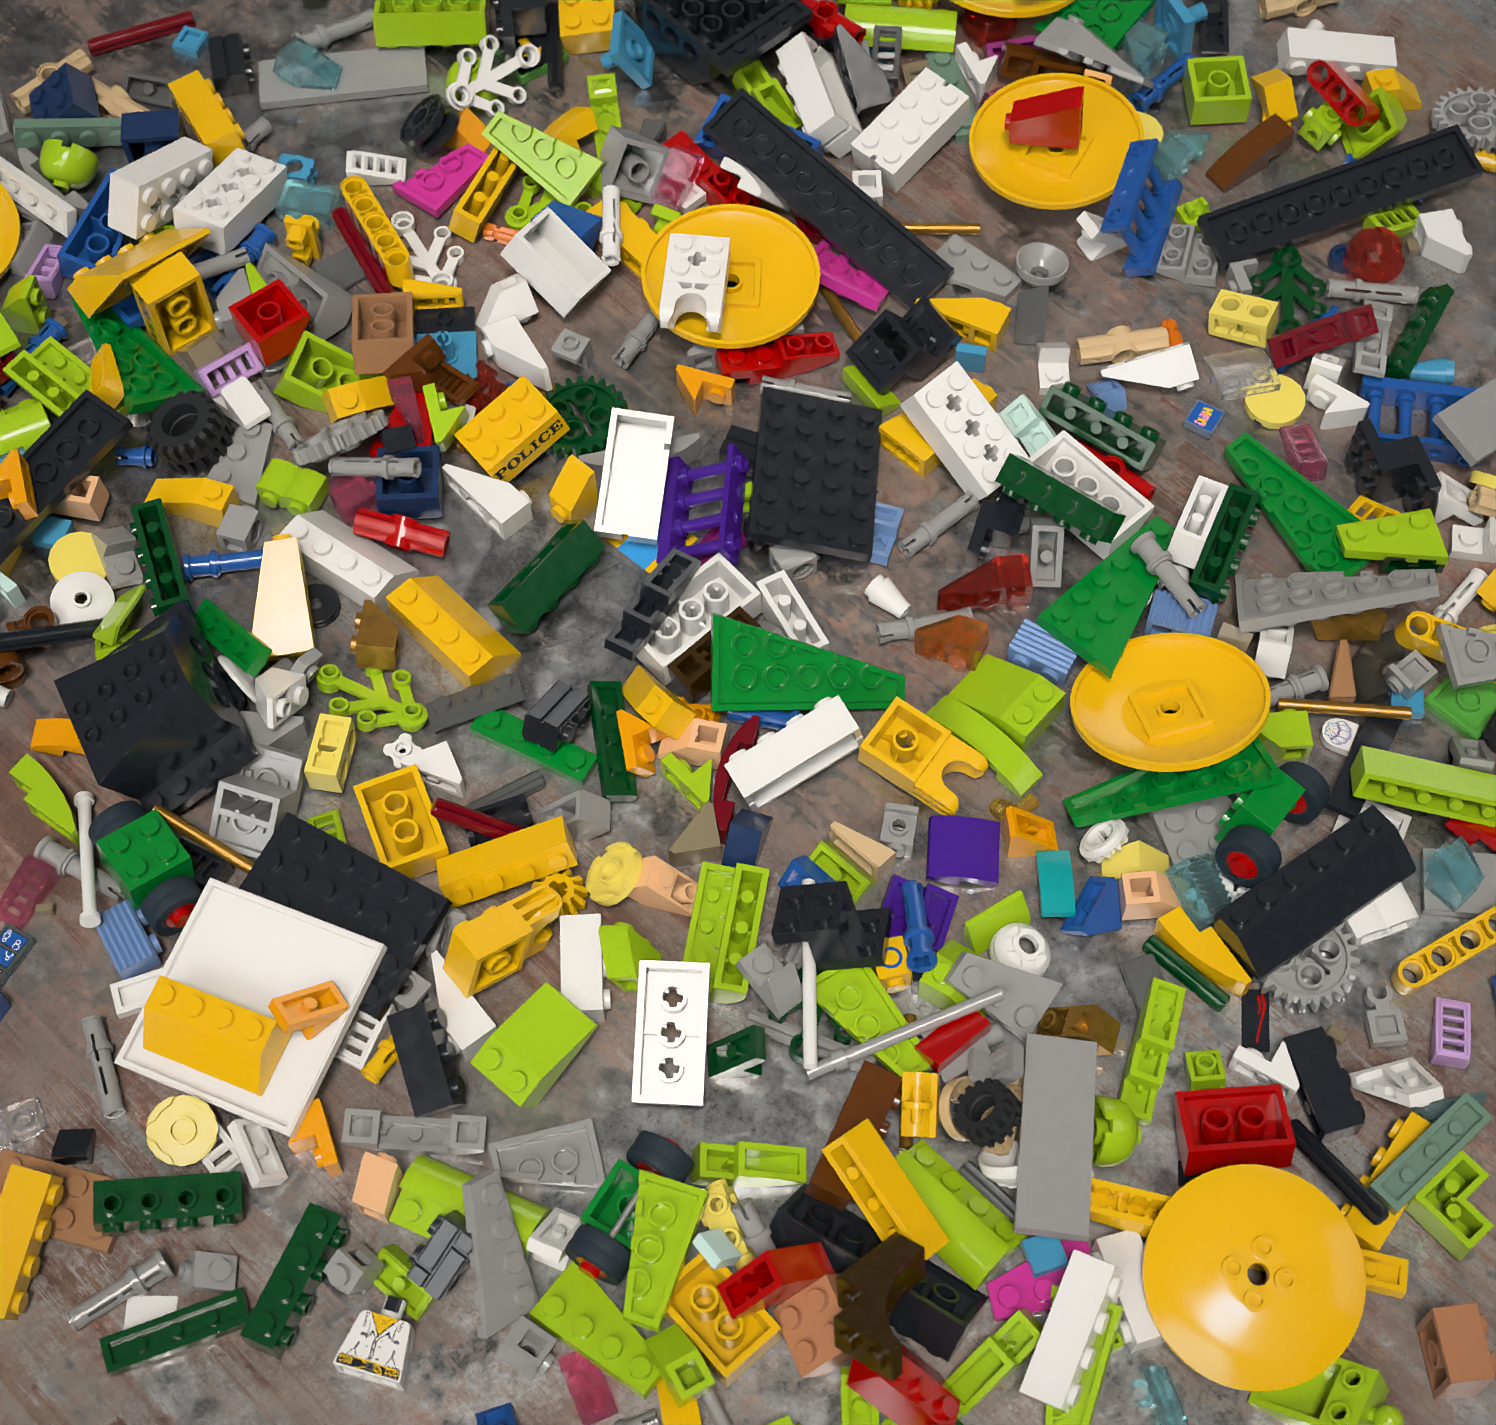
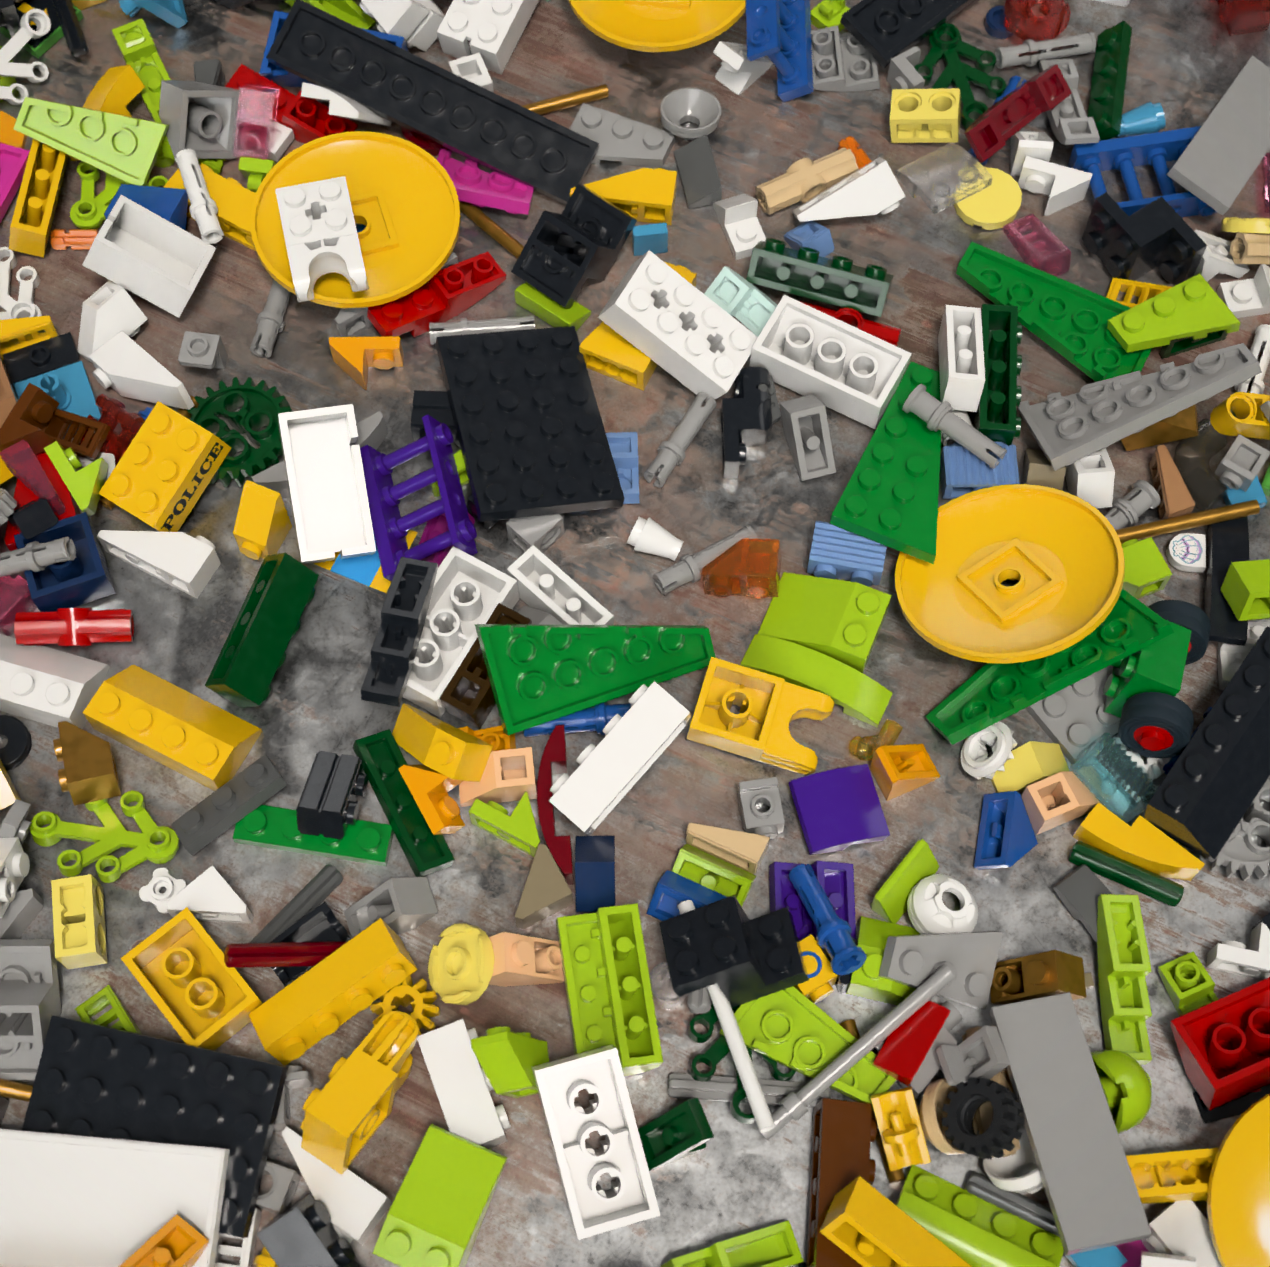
camera: 20 degrees left, 5 degrees up
(771, 980) = (685, 1037): light grey slope -> none
(993, 583) = (769, 486): clear red slope -> none
(1055, 884) = (952, 816): teal slope -> none
(1060, 498) = (811, 375): dark green brick -> none
(1204, 419) = (921, 239): tile -> none
(1255, 1020) = (1216, 904): black sticker -> none

